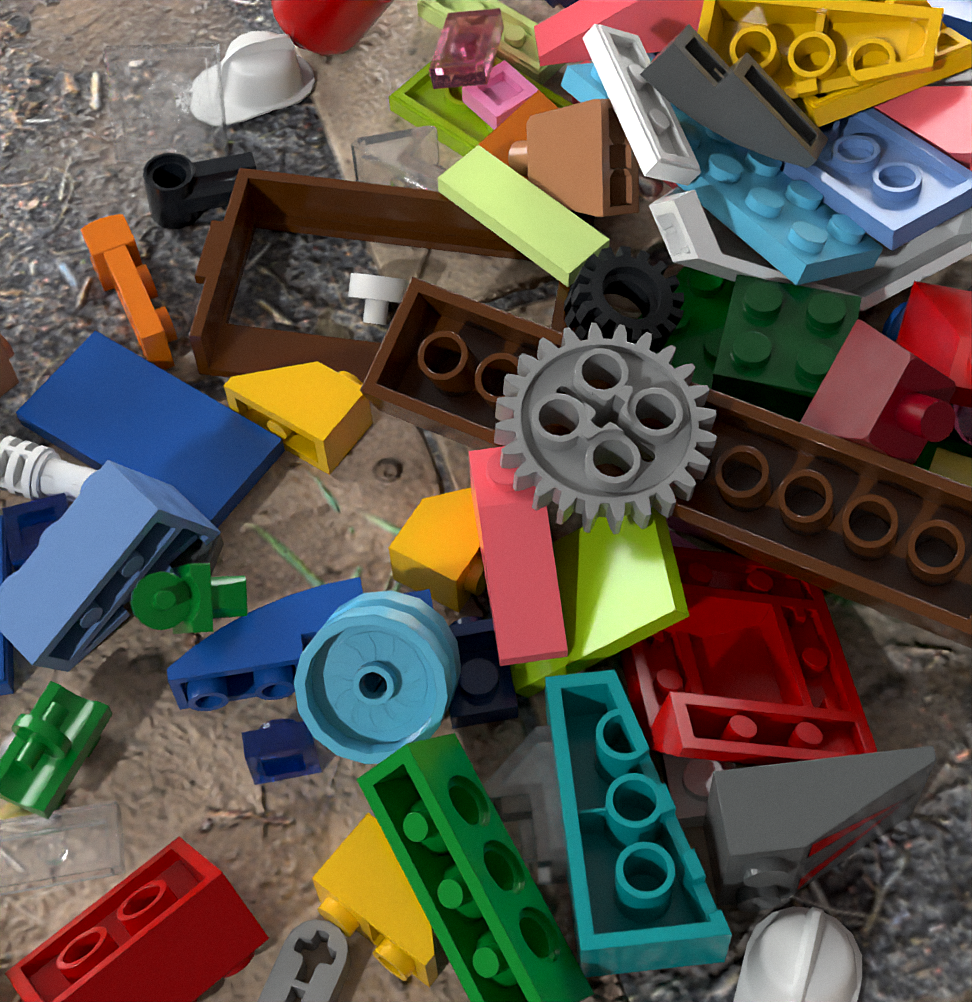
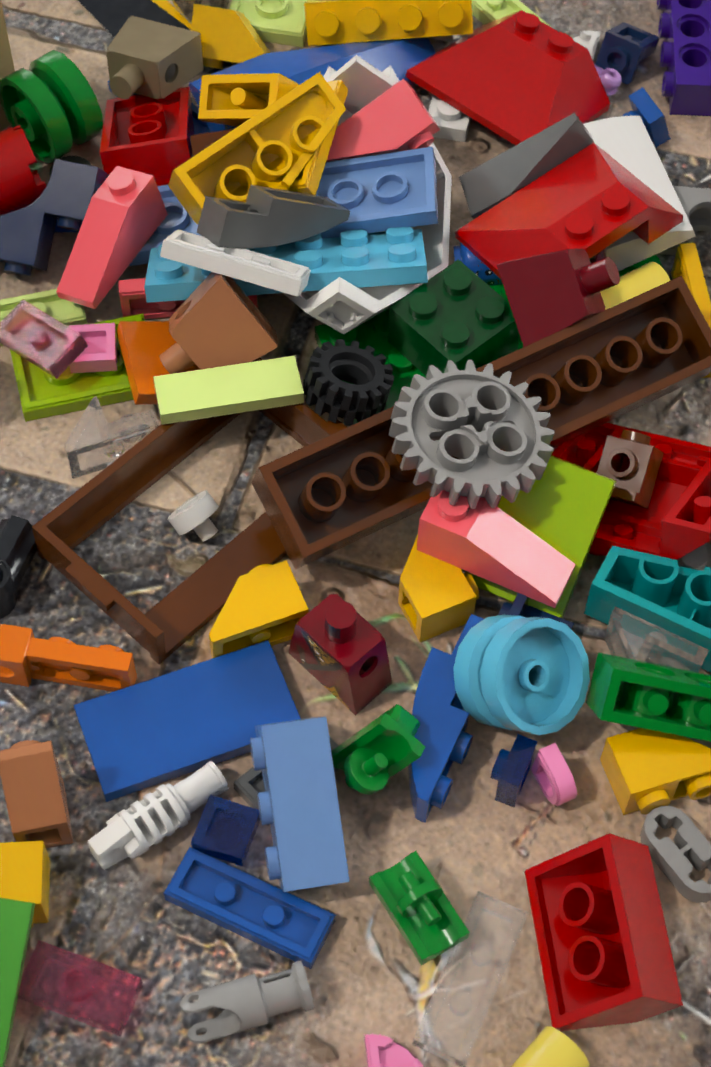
camera: 60 degrees left, 0 degrees up
(302, 794) = (554, 775): none -> bright pink tile
(305, 485) = (338, 643): none -> dark red torso
(743, 634) = (638, 481): none -> reddish brown brick

